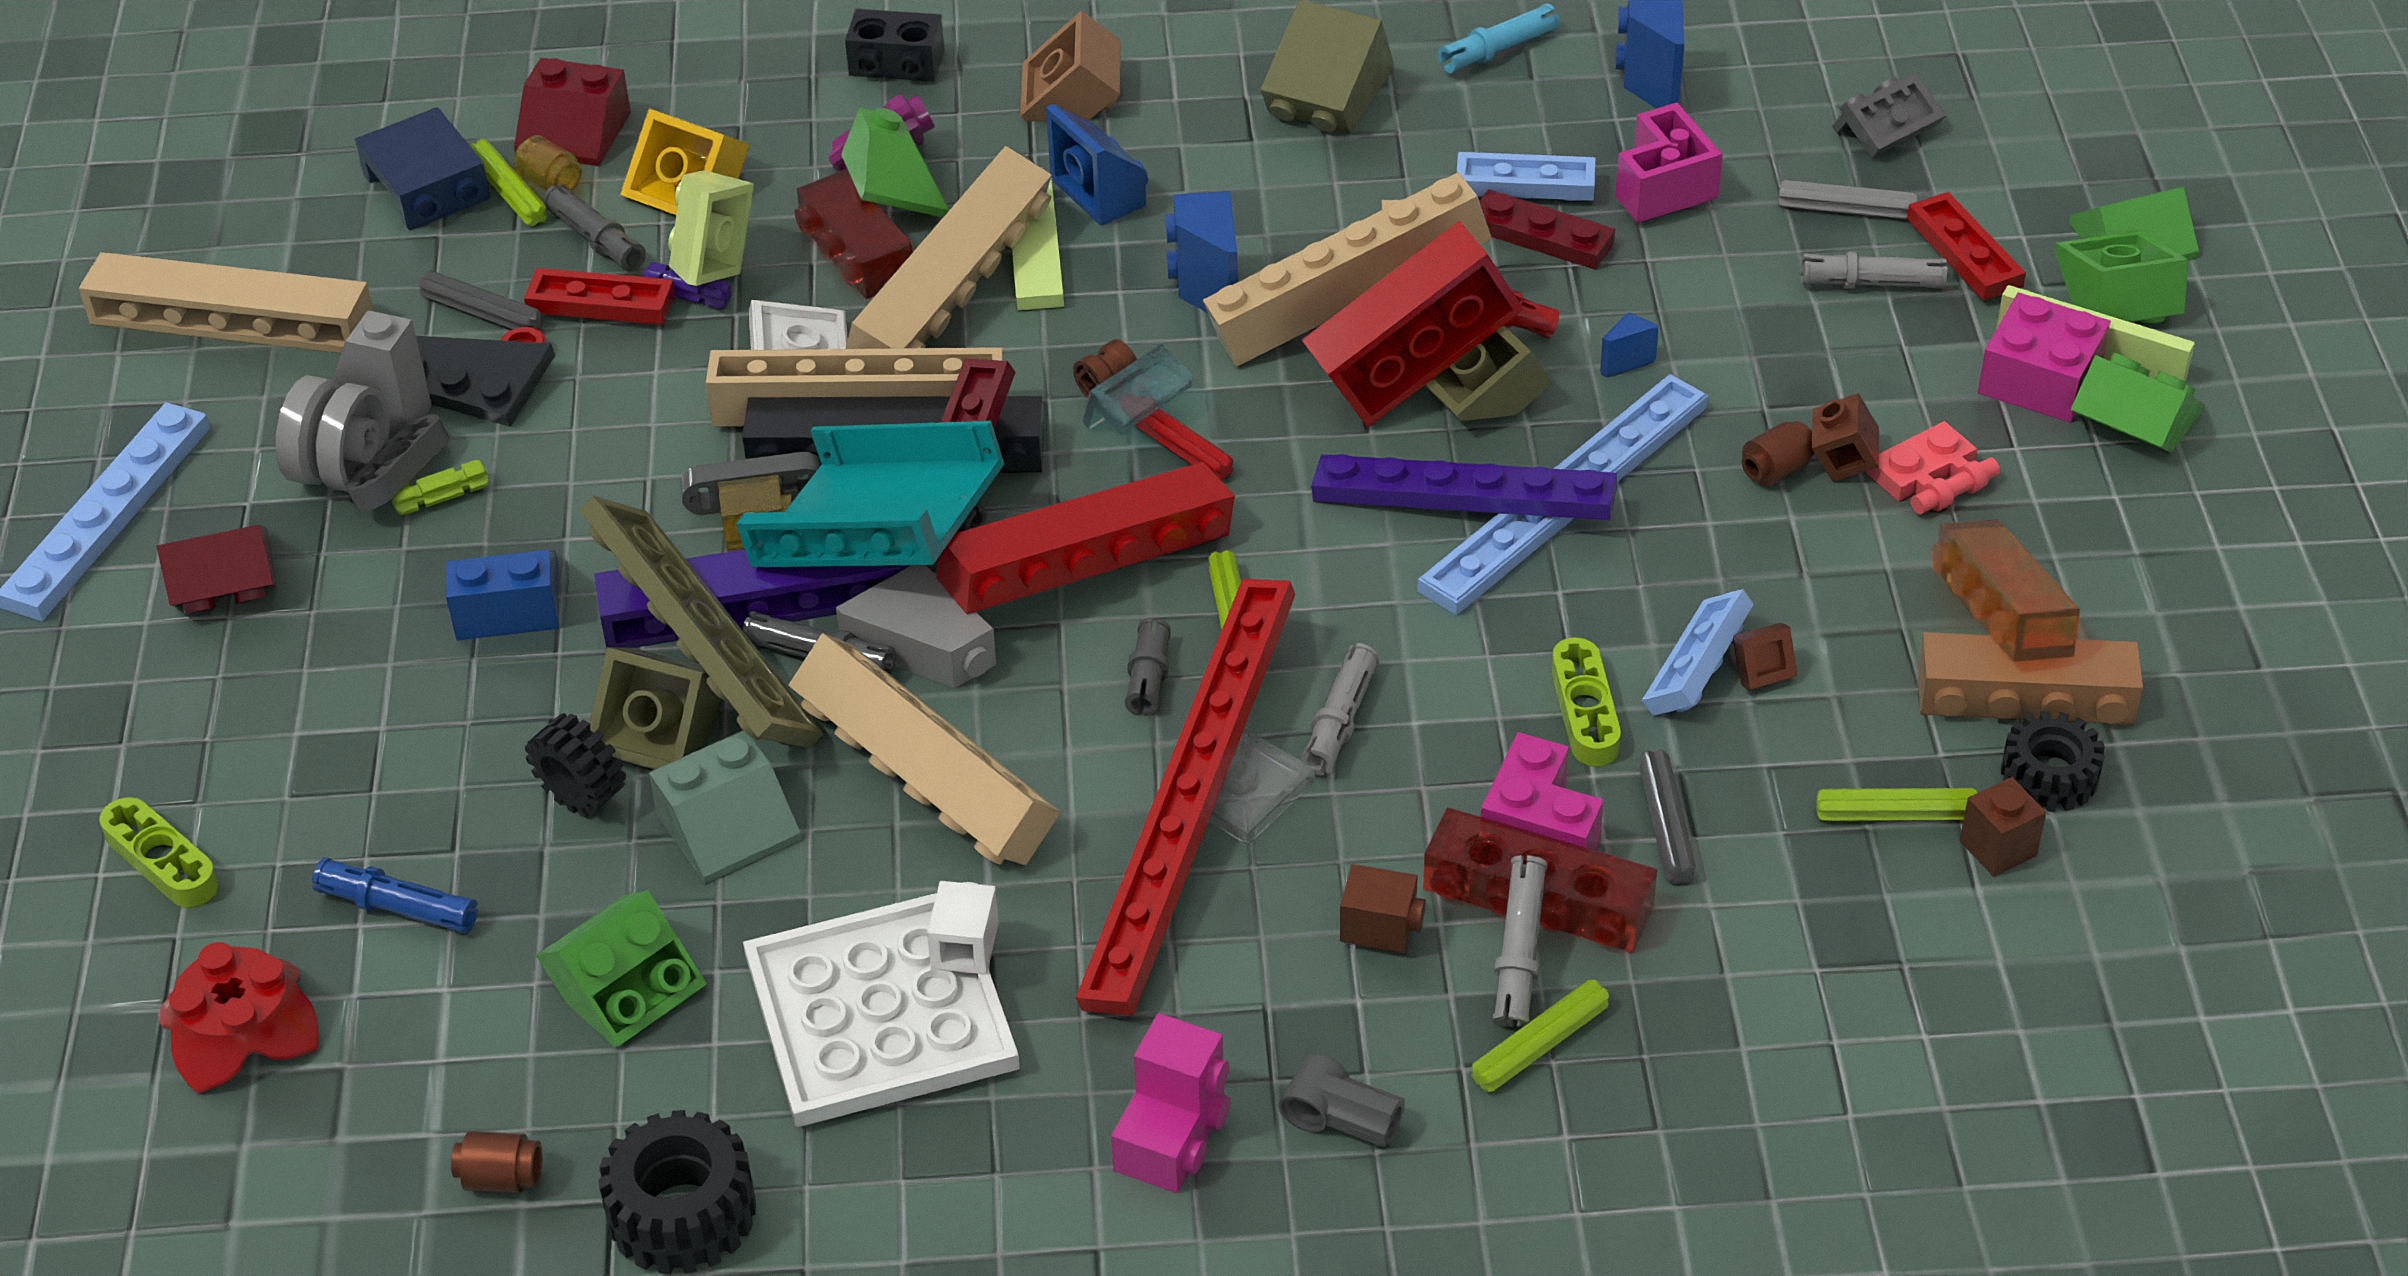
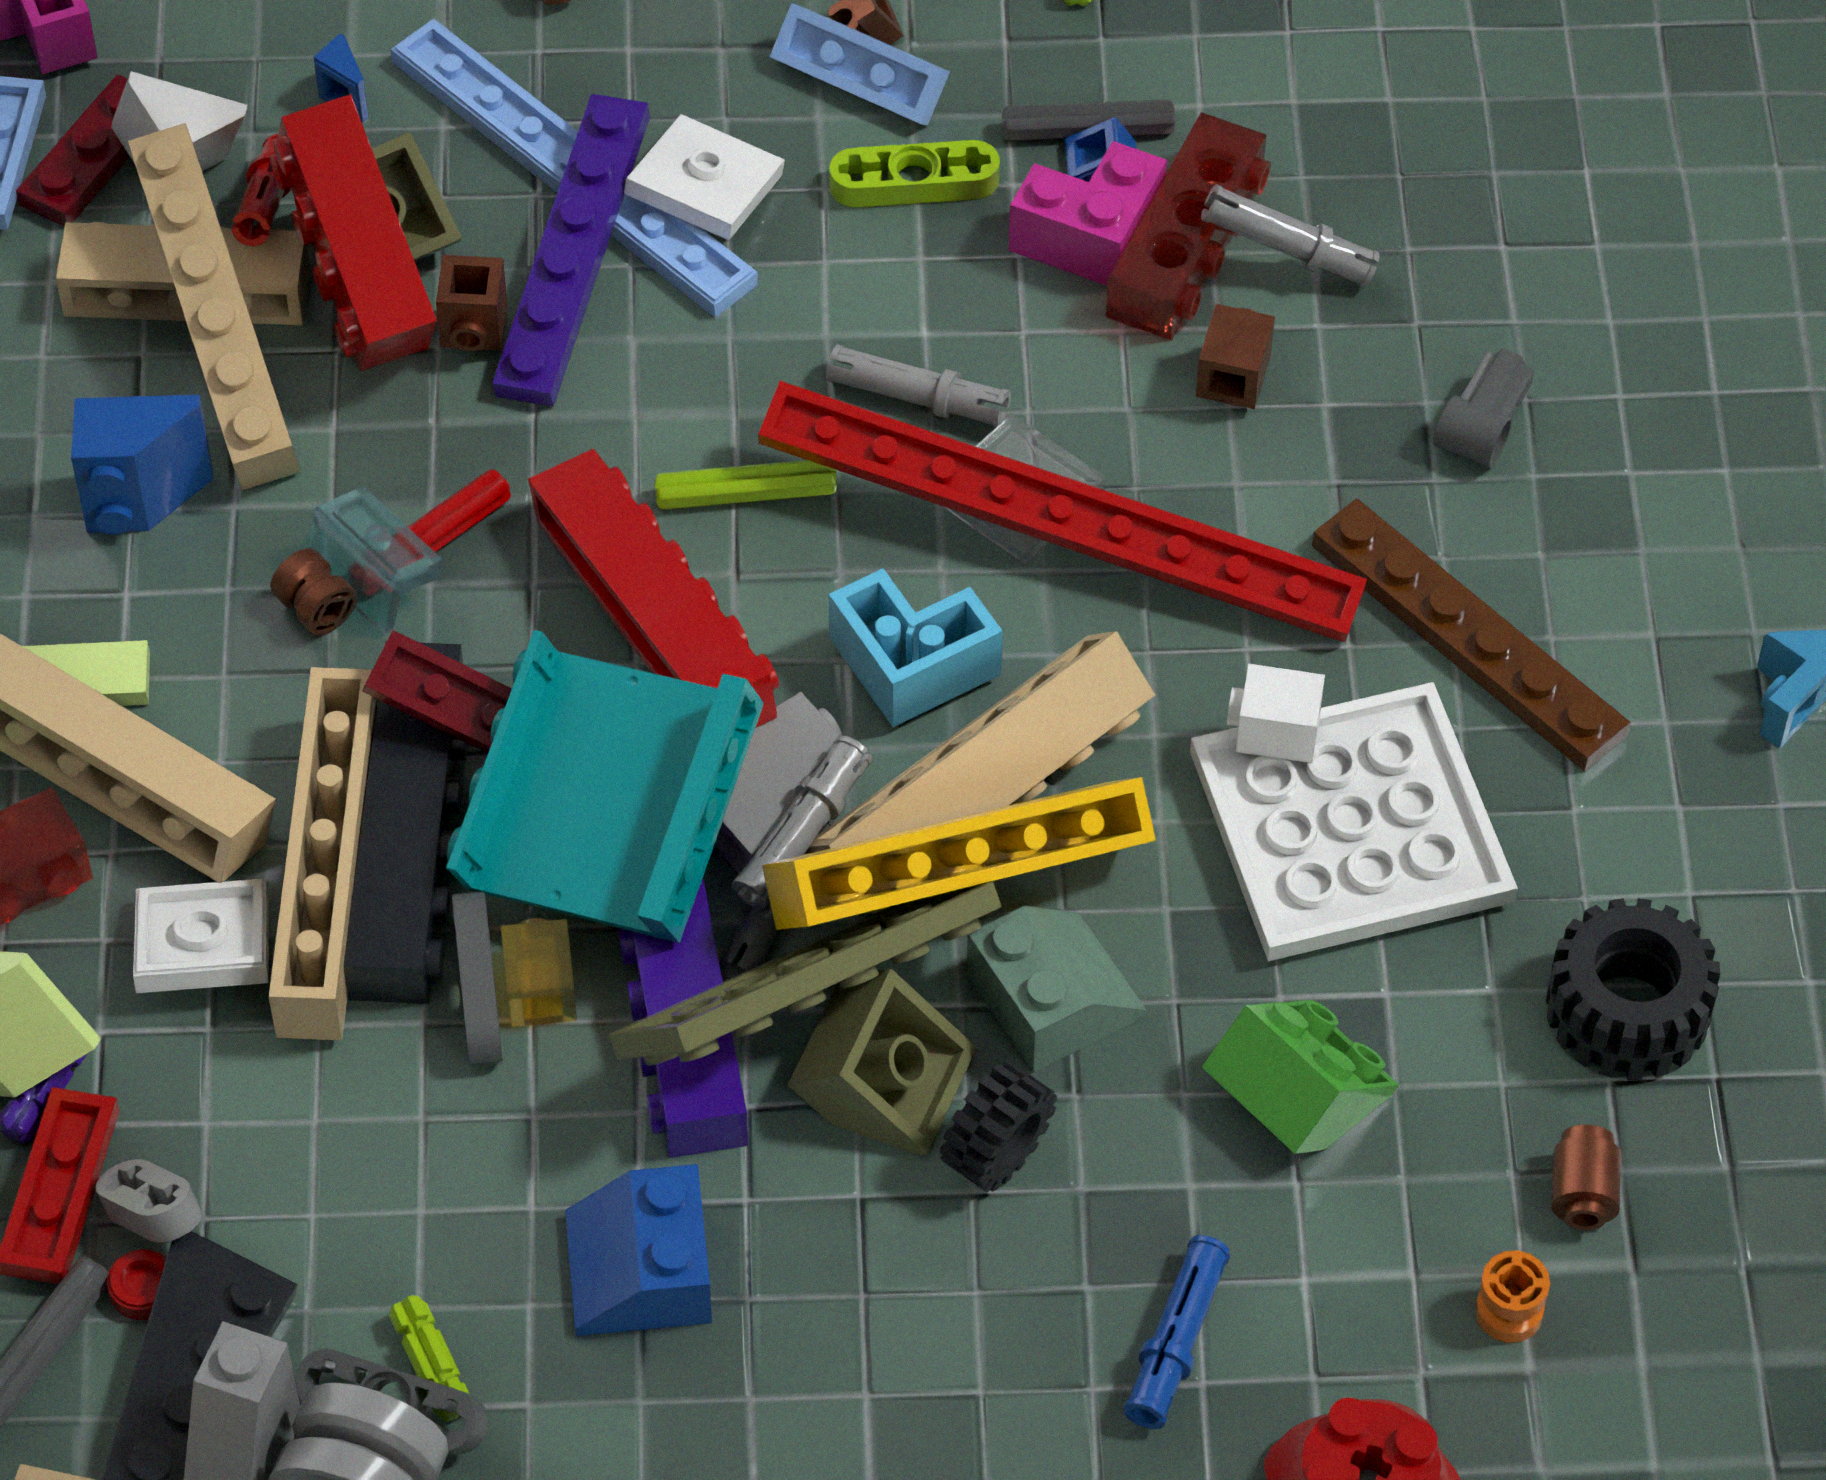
camera: 90 degrees left, 10 degrees up
(389, 1108) = (1509, 1313): none -> orange wheel
(572, 330) = (149, 1200): none -> light grey beam
(815, 716) = (958, 853): none -> yellow brick
(879, 637) = (816, 802): none -> light grey pin
(1044, 697) = (912, 657): none -> medium azure brick
(1070, 1111) = (1472, 635): none -> reddish brown plate
(1148, 667) = (828, 564): dark grey pin -> none
(1174, 1104) = (1505, 546): dark pink brick -> none
(1385, 422) = (471, 302): none -> copper brick
(1528, 238) = (156, 105): none -> white slope
(1540, 1035) = (1396, 256): lime axle -> none
(1553, 562) = (704, 177): none -> white plate
(1630, 832) = (1089, 146): none -> blue slope

